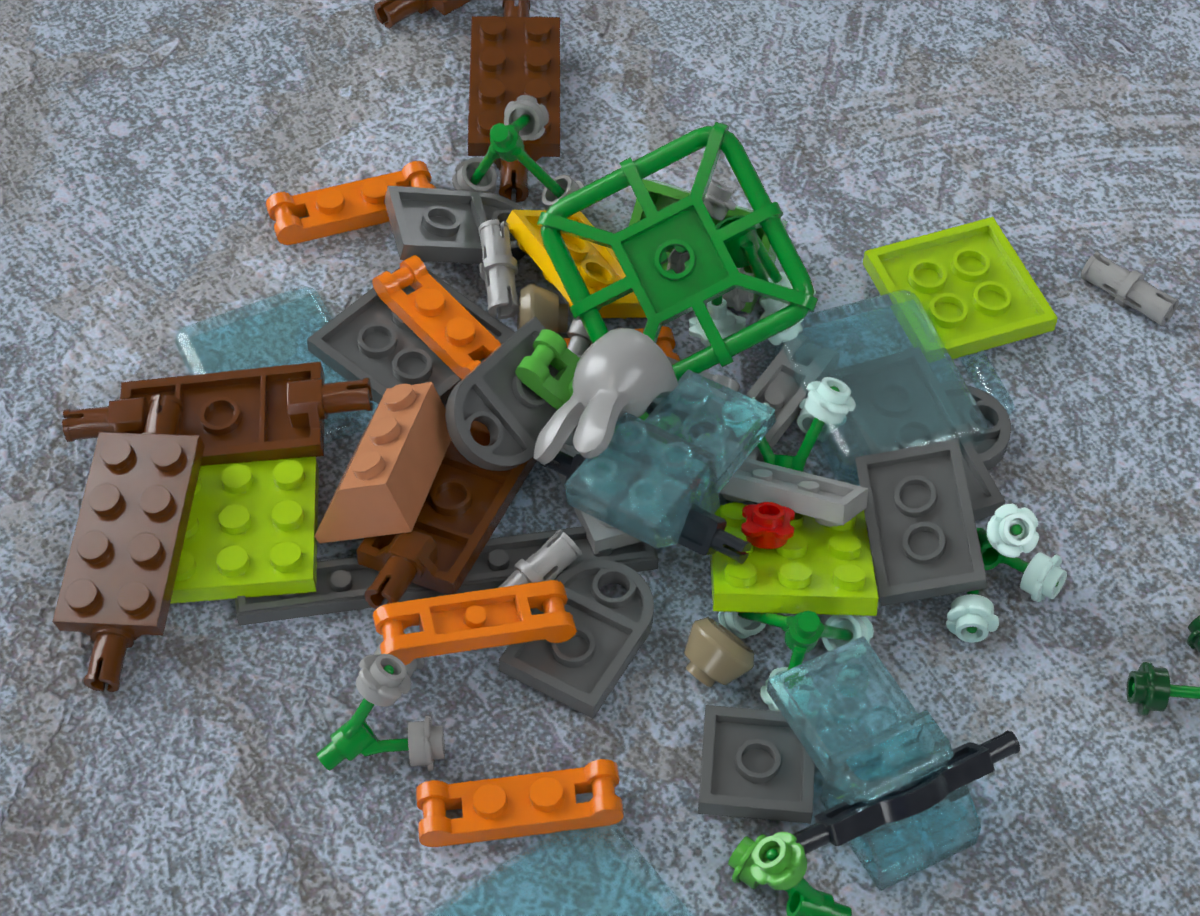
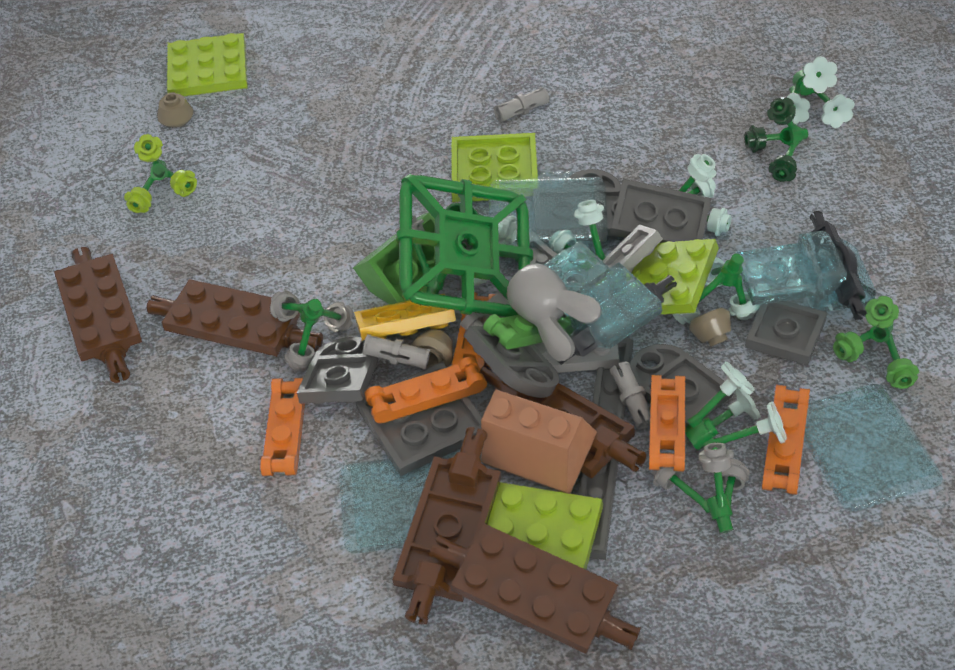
camera: 65 degrees left, 5 degrees down
(544, 678) = (703, 431): none -> plant
(767, 524) = (649, 271): red plate -> none

